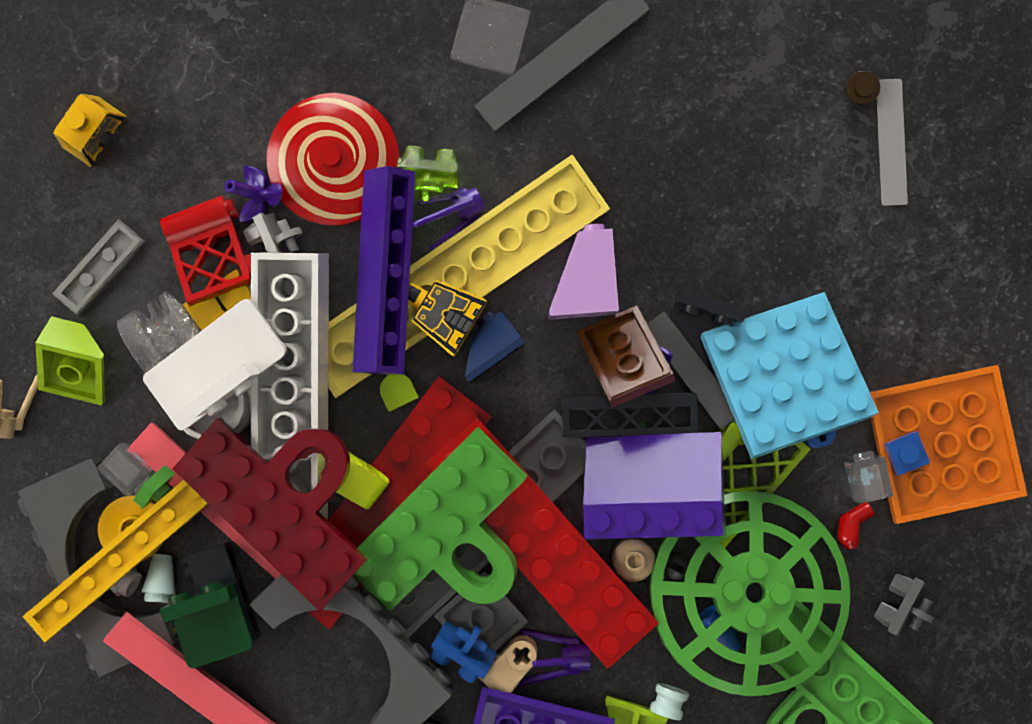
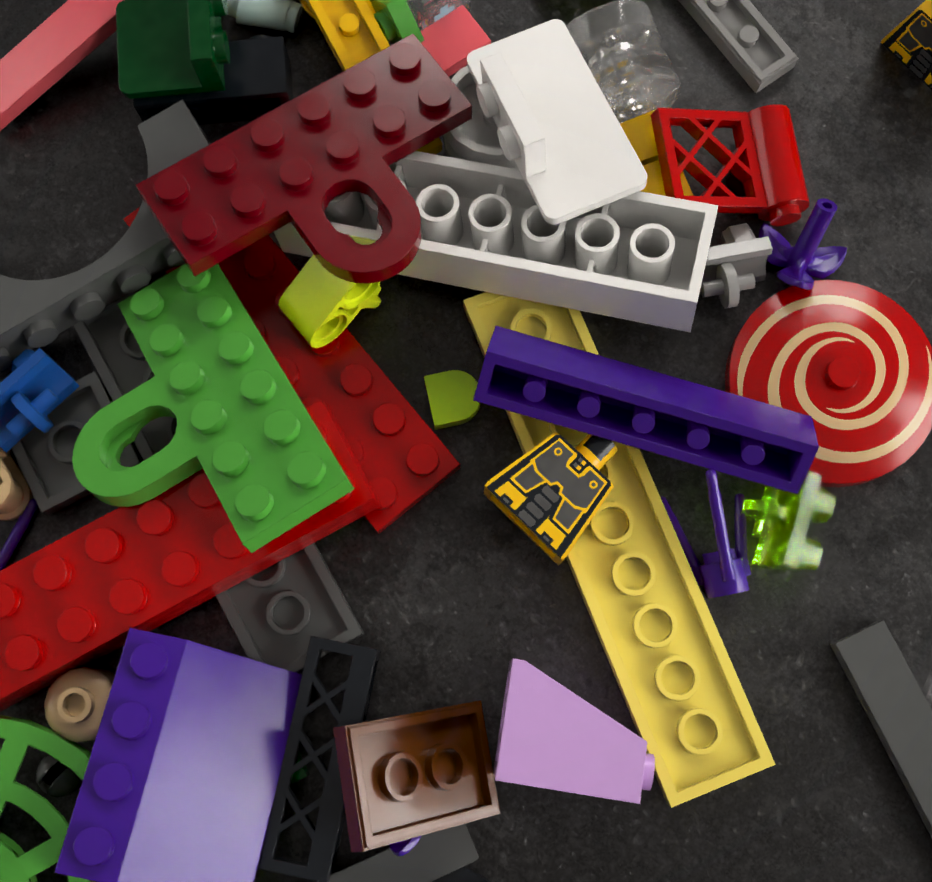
camera: 105 degrees right, 10 degrees down
(491, 344) = (489, 553): dark blue slope -> none

